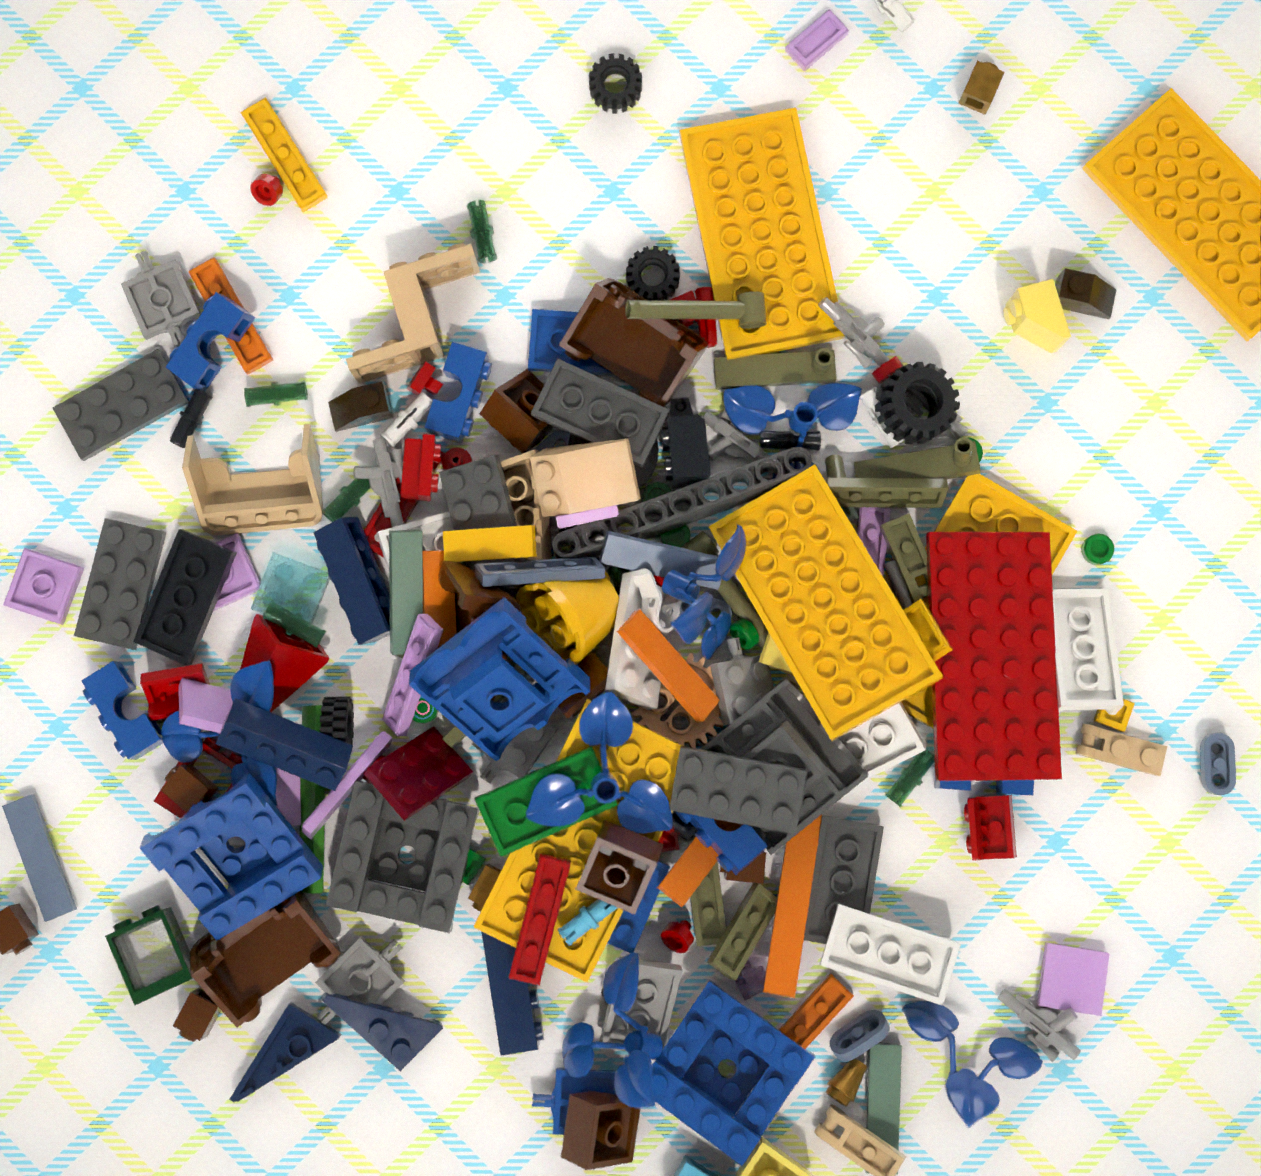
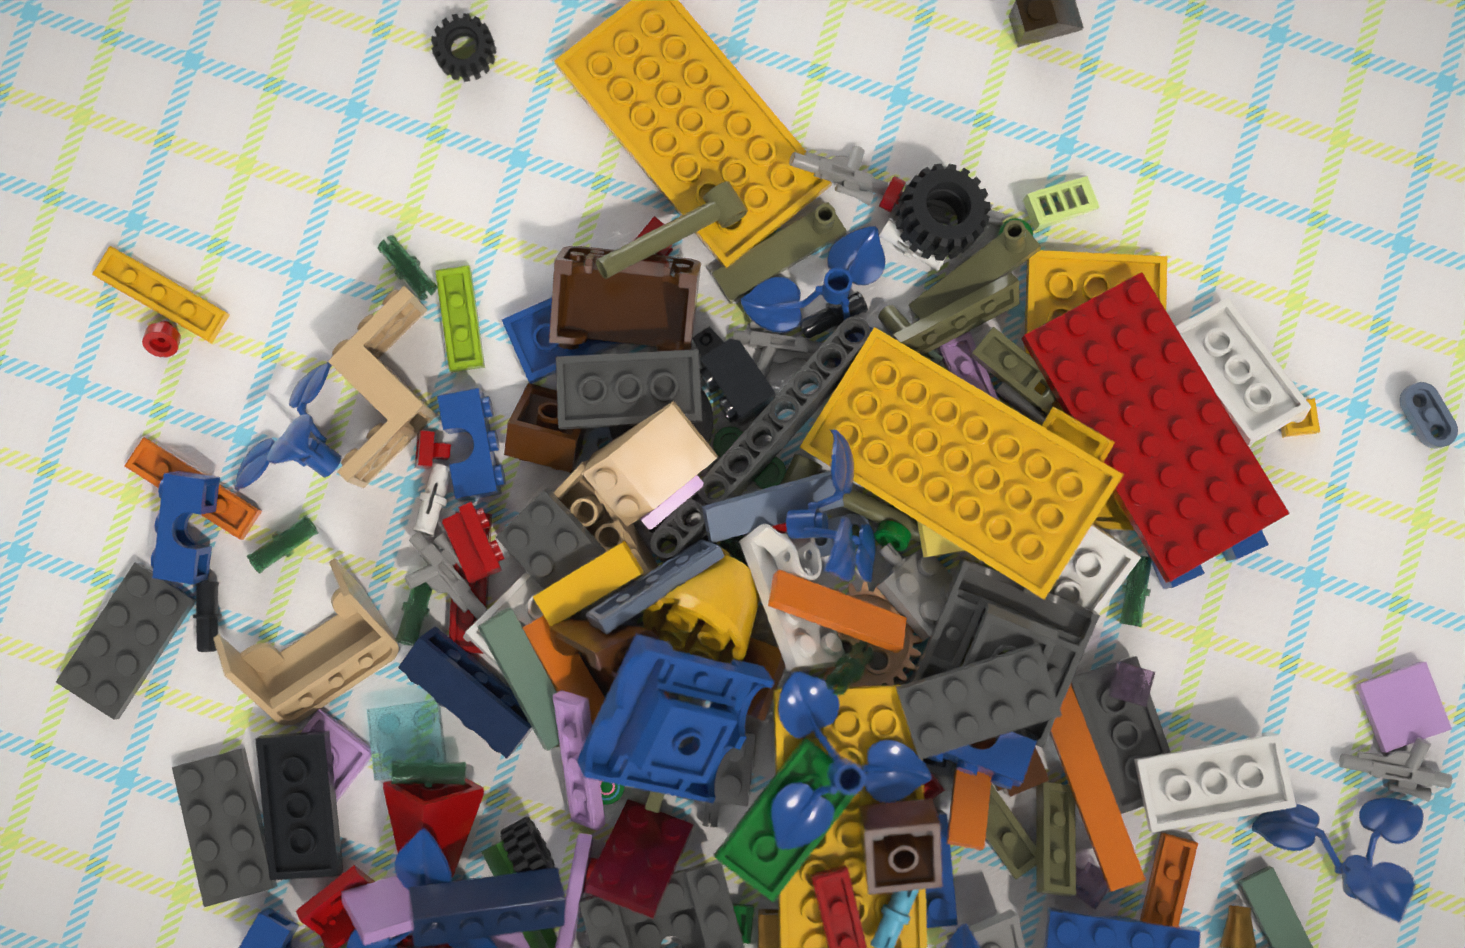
camera: 30 degrees left, 0 degrees up
(43, 586) = (145, 872): lavender tile -> none
(160, 299) = (110, 509): light grey plate -> none
(327, 318) = (295, 441): none -> blue plant
(361, 406) = (378, 511): dark brown slope -> none
(454, 454) = (502, 507): red tile -> none
(501, 292) = (460, 319): none -> lime tile
(654, 713) = (849, 668): none -> clear green pin
(660, 259) = (605, 201): black tyre -> none
(677, 936) = (991, 879): red tile -> none
(706, 327) = (688, 246): red axle -> none
(859, 1035) = (1225, 880): sand blue plate -> none
(866, 843) = (1131, 684): none -> clear purple tile
(990, 827) = (1242, 599): red bracket -> none
(994, 452) = (1035, 210): none -> yellowish green slope
(1038, 316) = (1015, 61): light yellow slope -> none
(1097, 549) = (1195, 264): green tile -> none
(1122, 750) = (1328, 451): tan plate -> none

